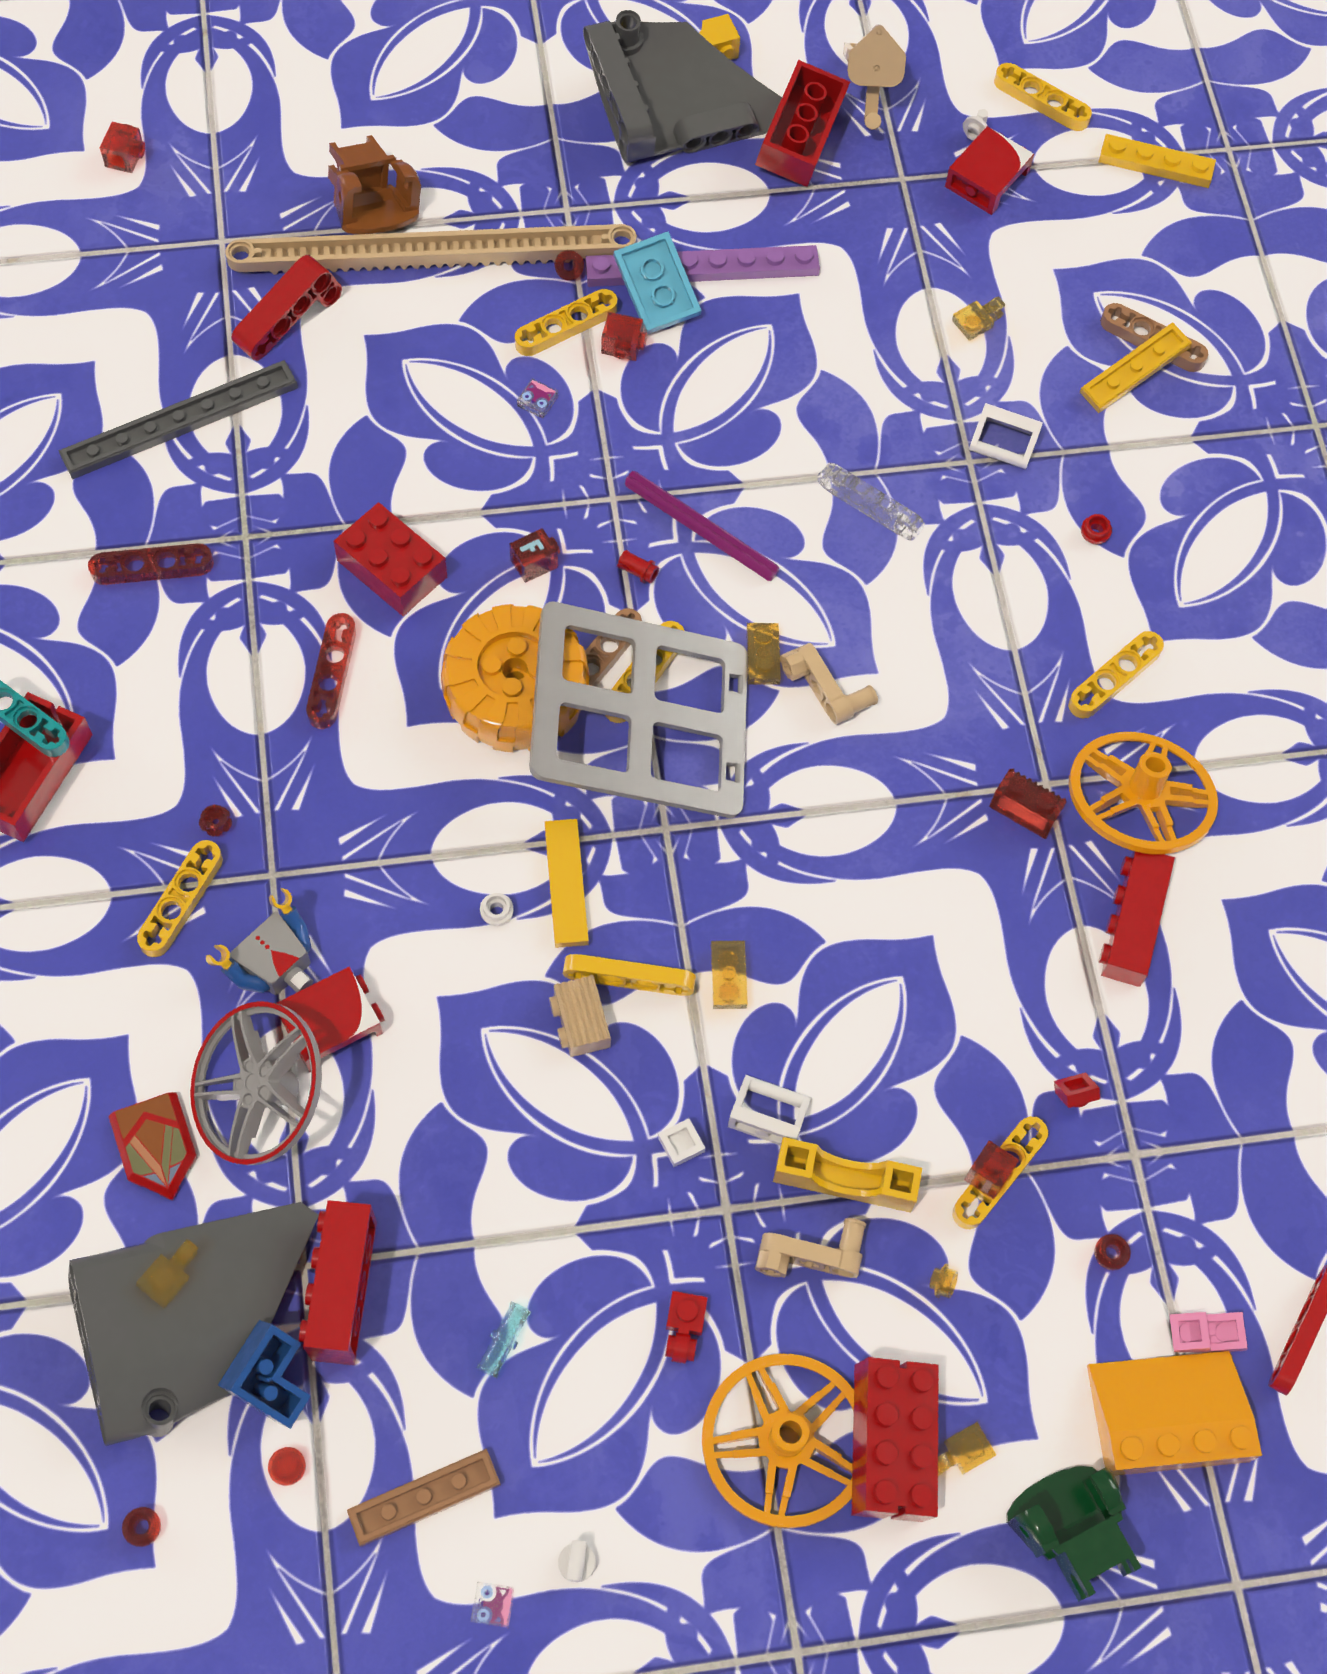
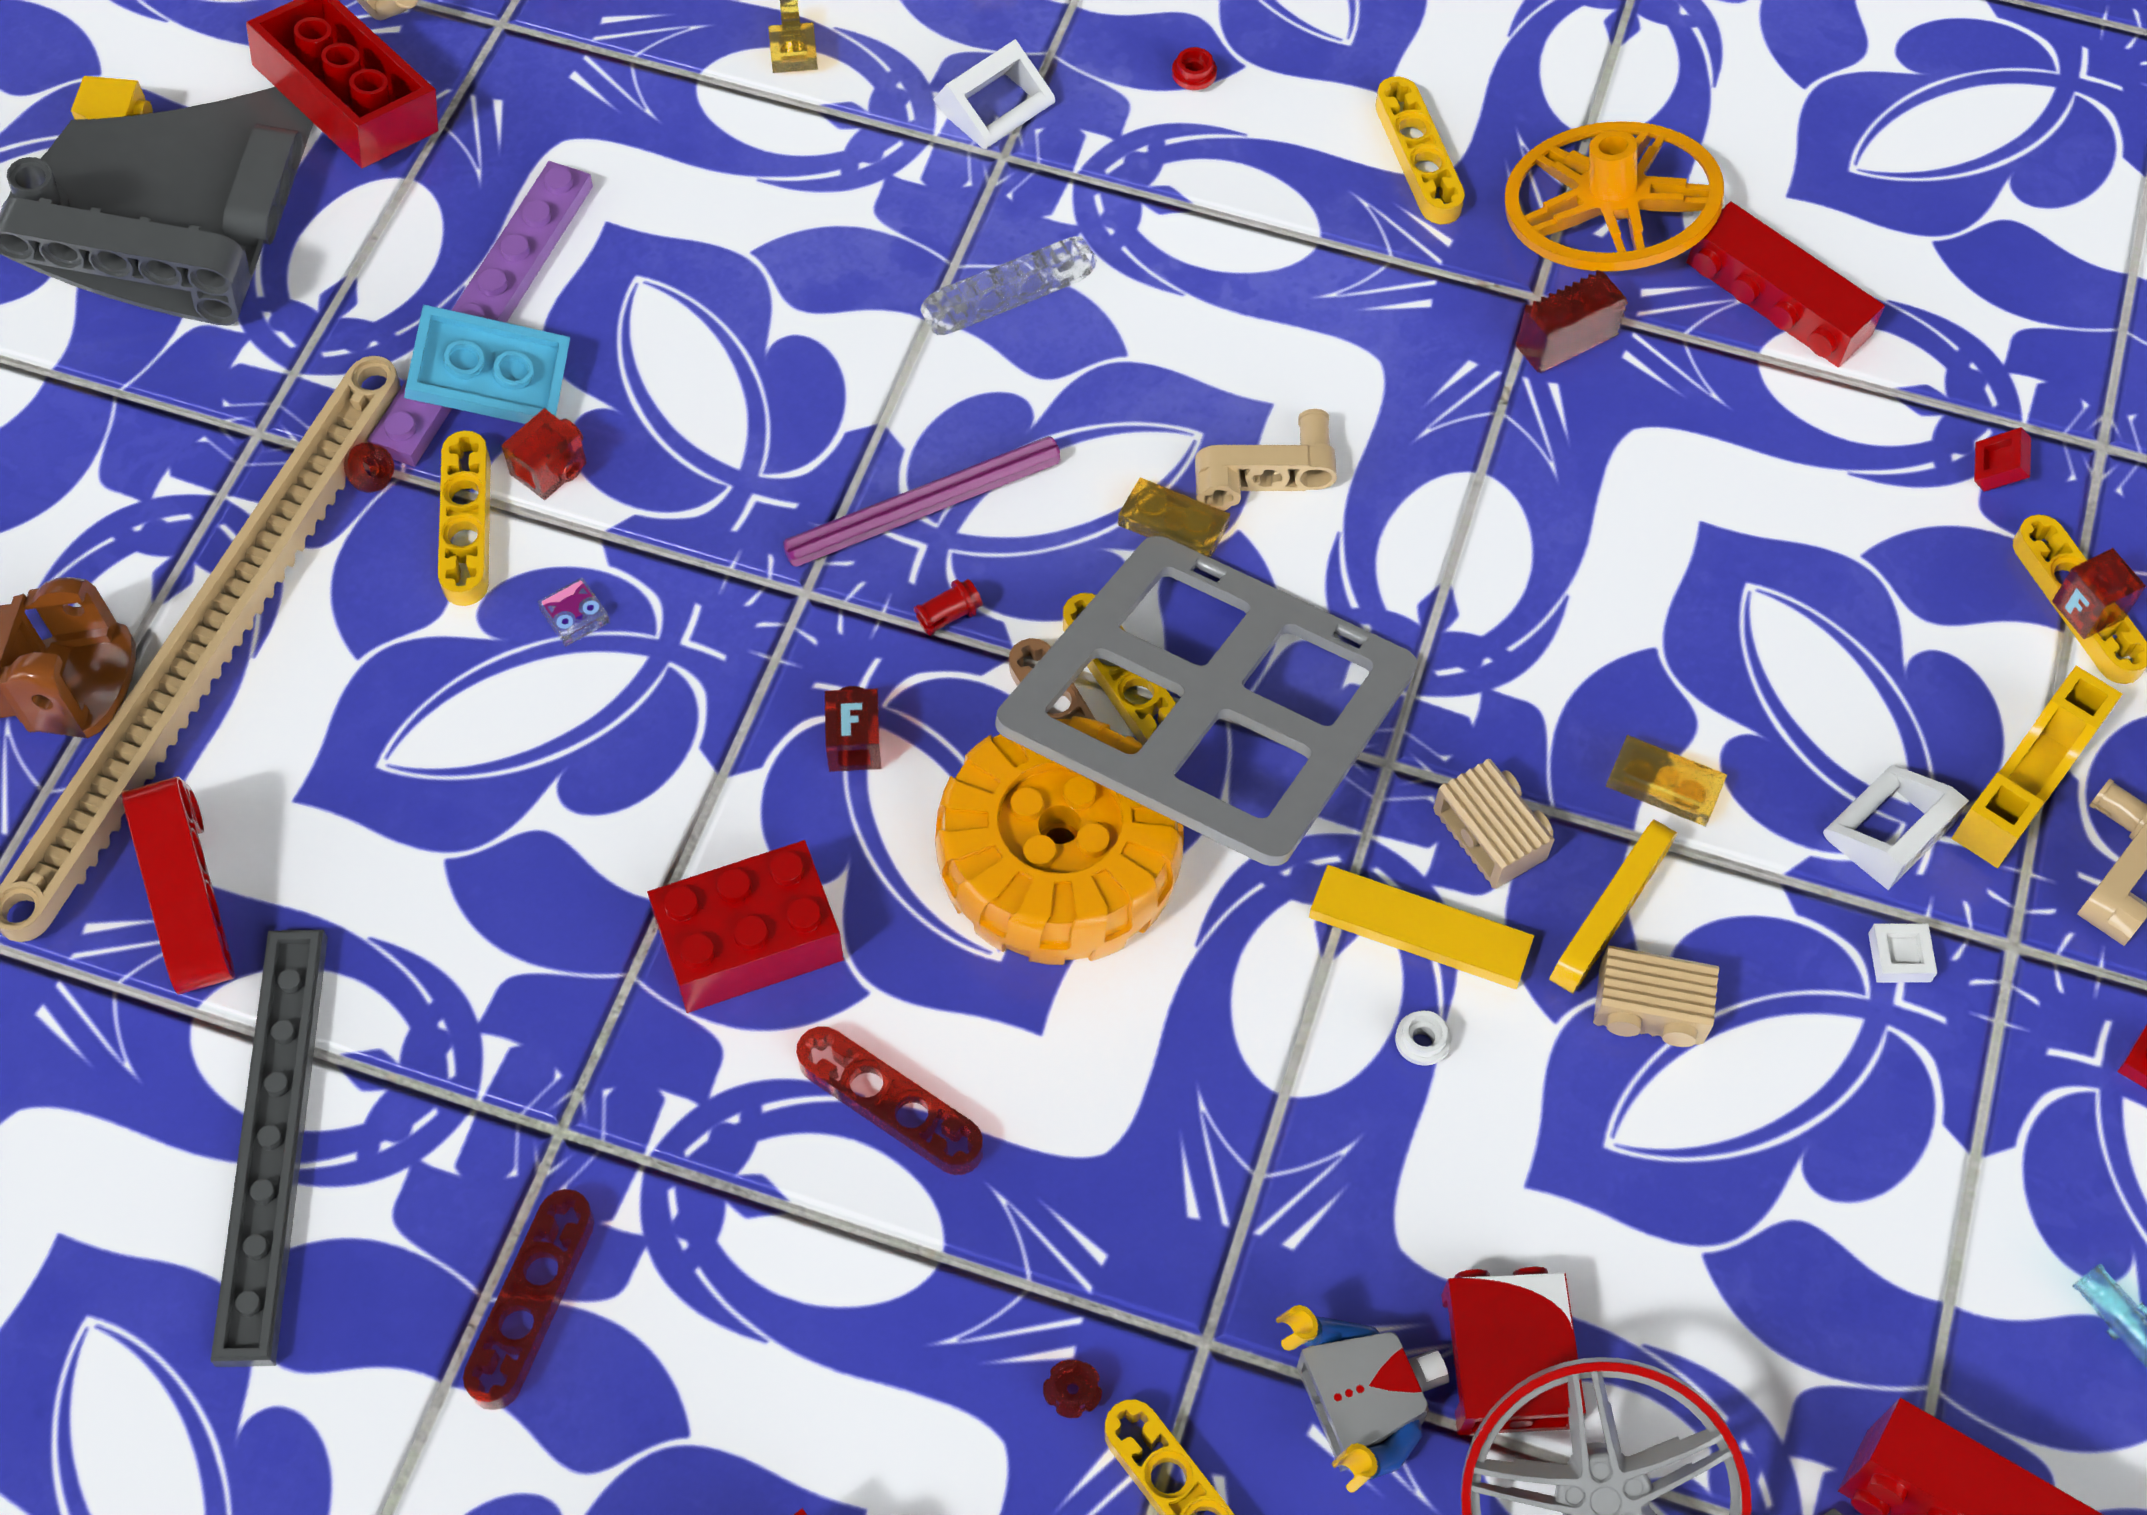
camera: 60 degrees left, 5 degrees down
(648, 892) = (1494, 822): none -> tan brick

